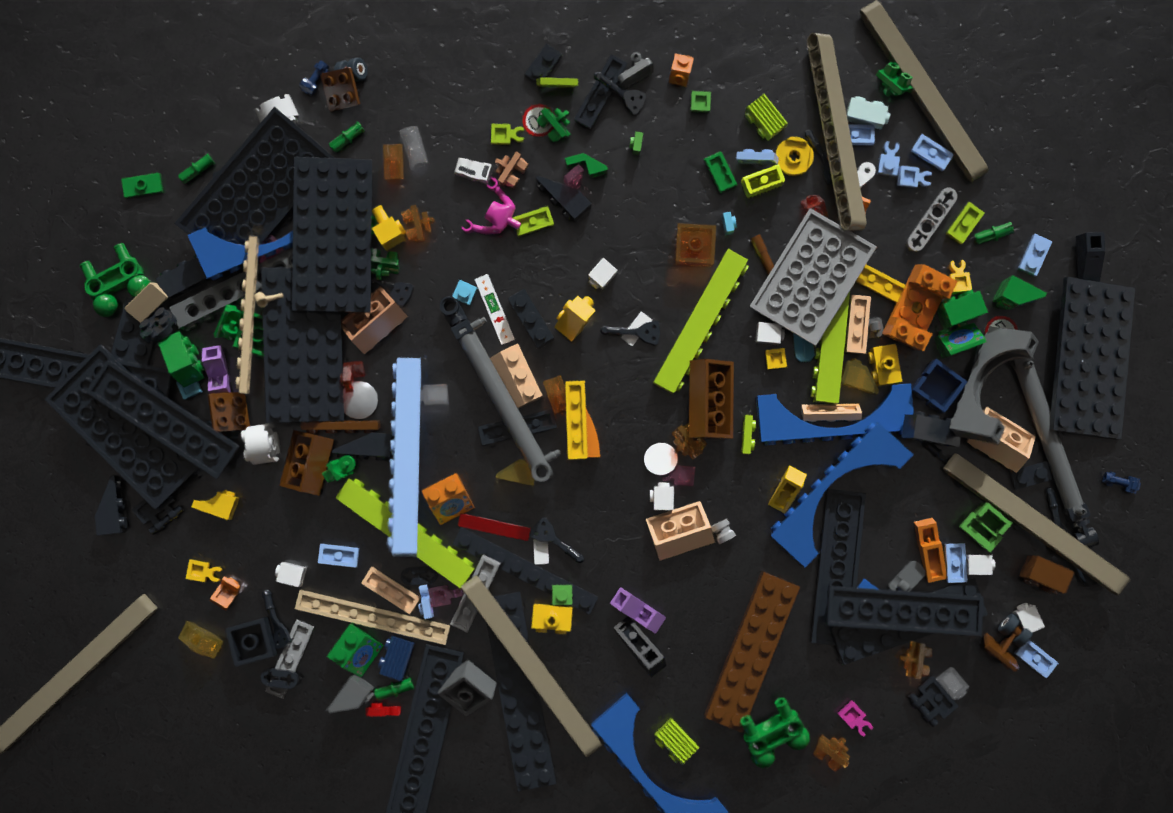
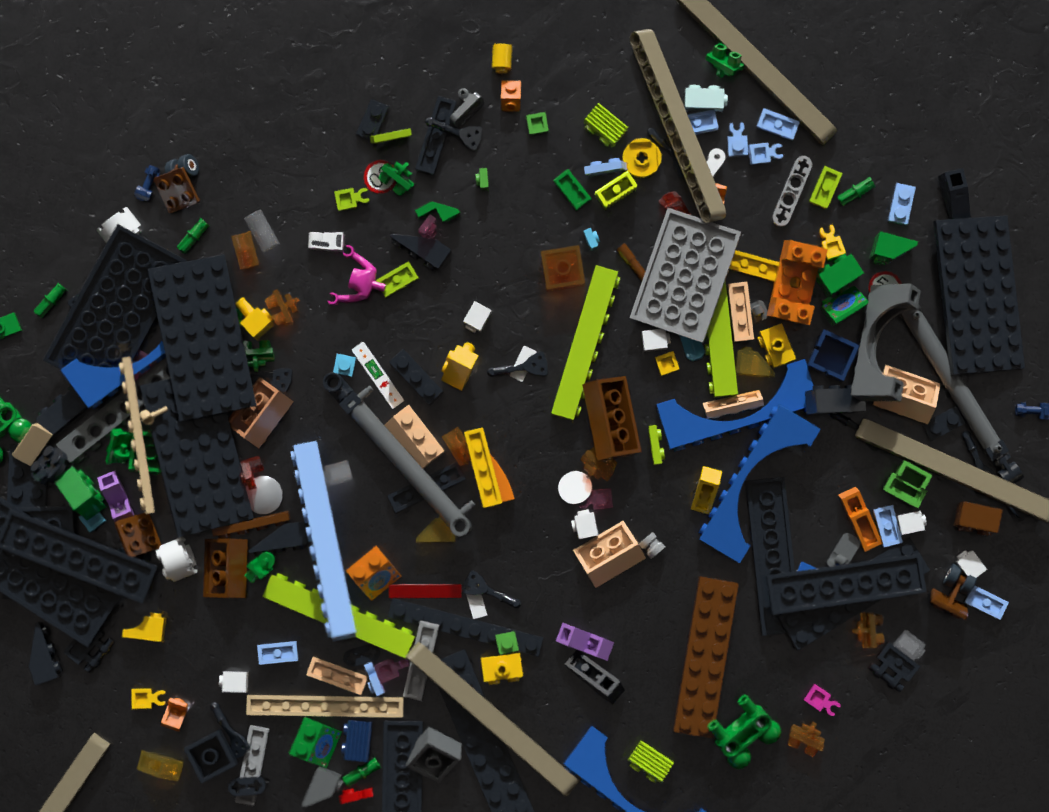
camera: 10 degrees left, 0 degrees up
(515, 163) = (367, 225): nougat hips -> none
(680, 31) = (501, 57): none -> yellow brick

